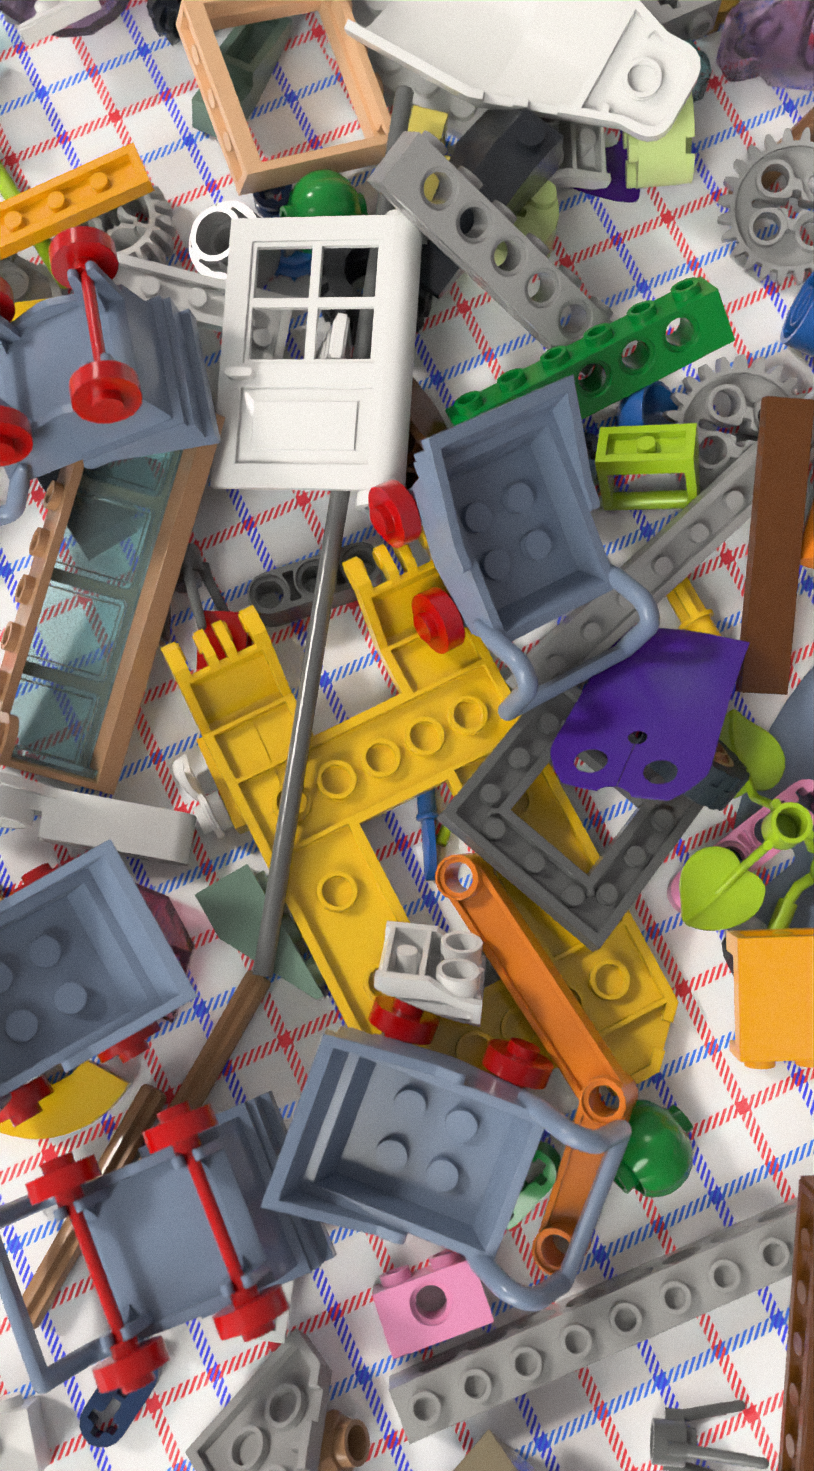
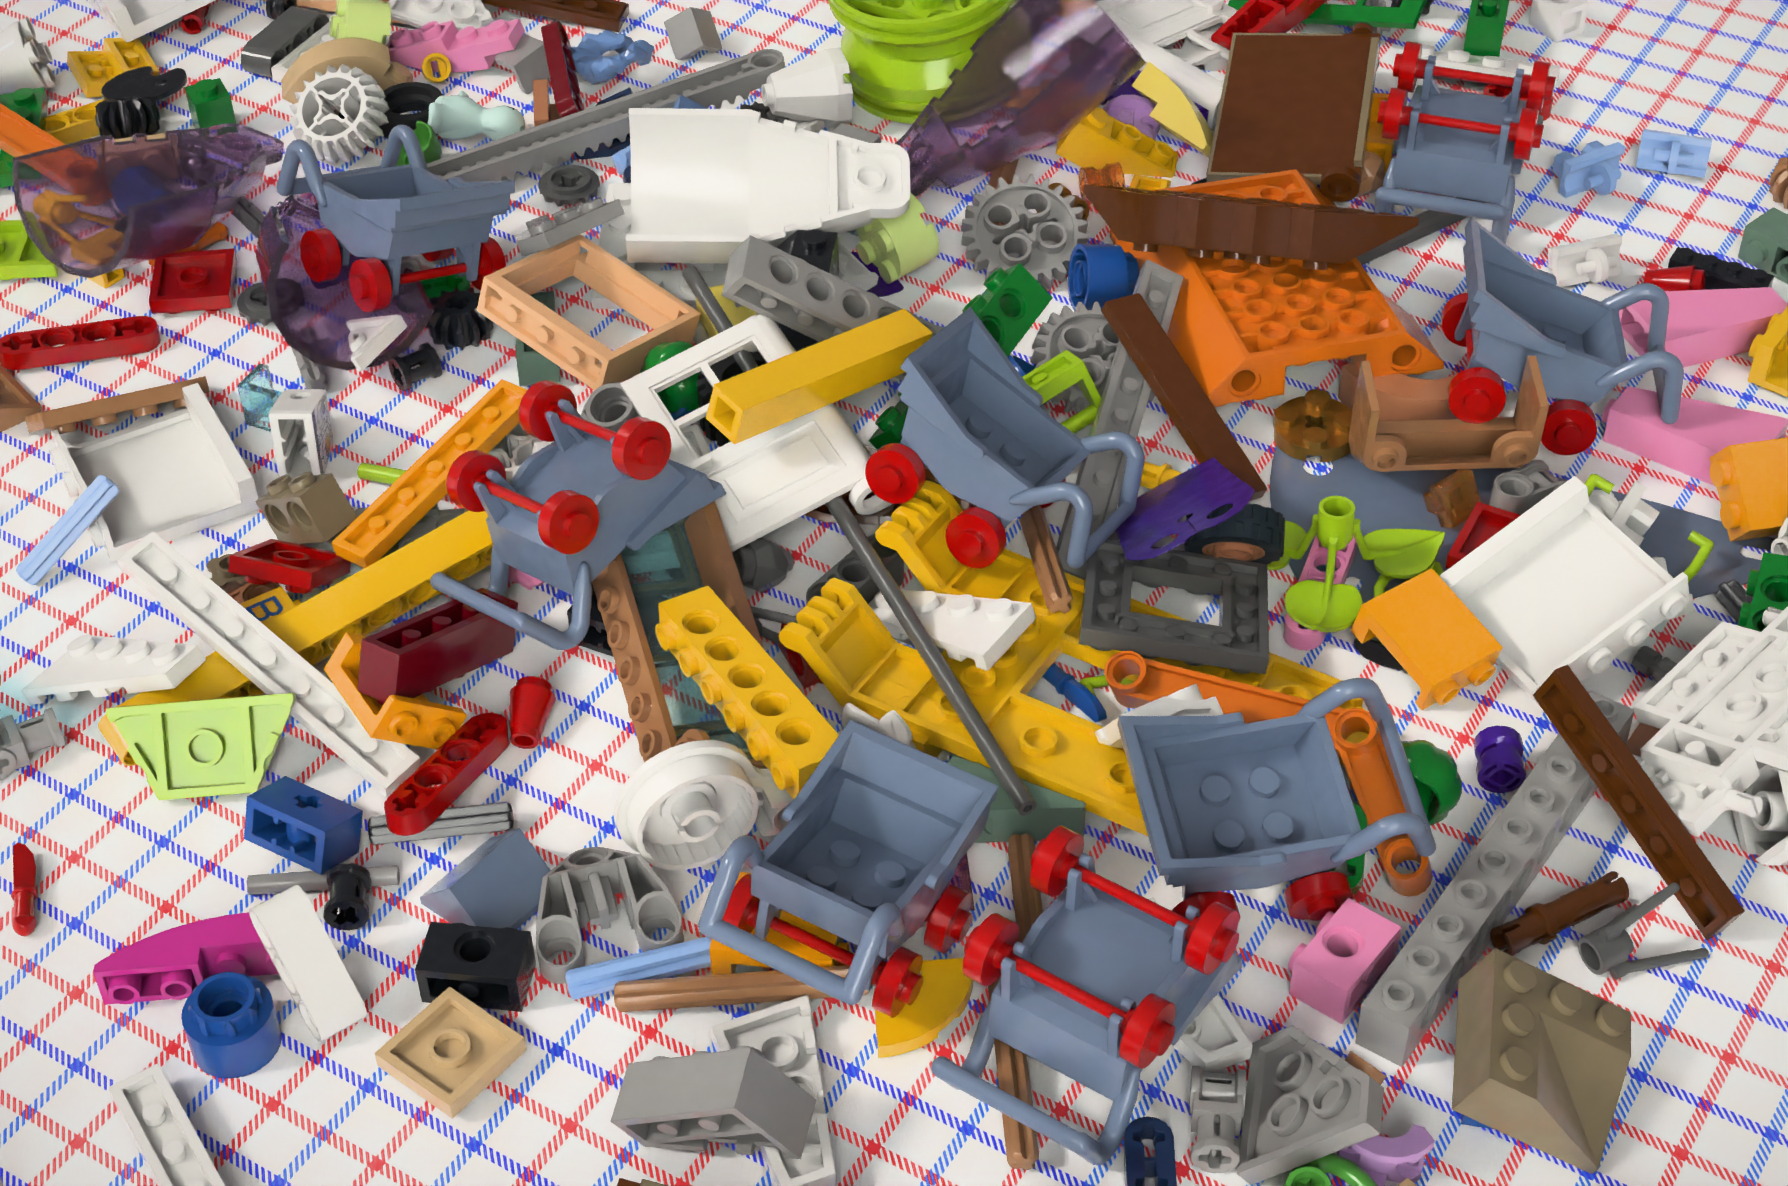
camera: 30 degrees left, 35 degrees down
(88, 577) = (745, 686): none -> yellow brick
(98, 53) = (425, 357): none -> black bush
(211, 1383) = (1217, 1114): none -> light grey connector
(251, 509) = (762, 564): none -> dark grey rock
(357, 709) = (962, 623): none -> white wing
(401, 342) = (814, 376): none -> yellow brick
(476, 711) = (1046, 560): none -> medium nougat axle
(664, 1377) = (1544, 921): none -> reddish brown pin
(745, 1171) = (1499, 759): none -> dark purple wheel

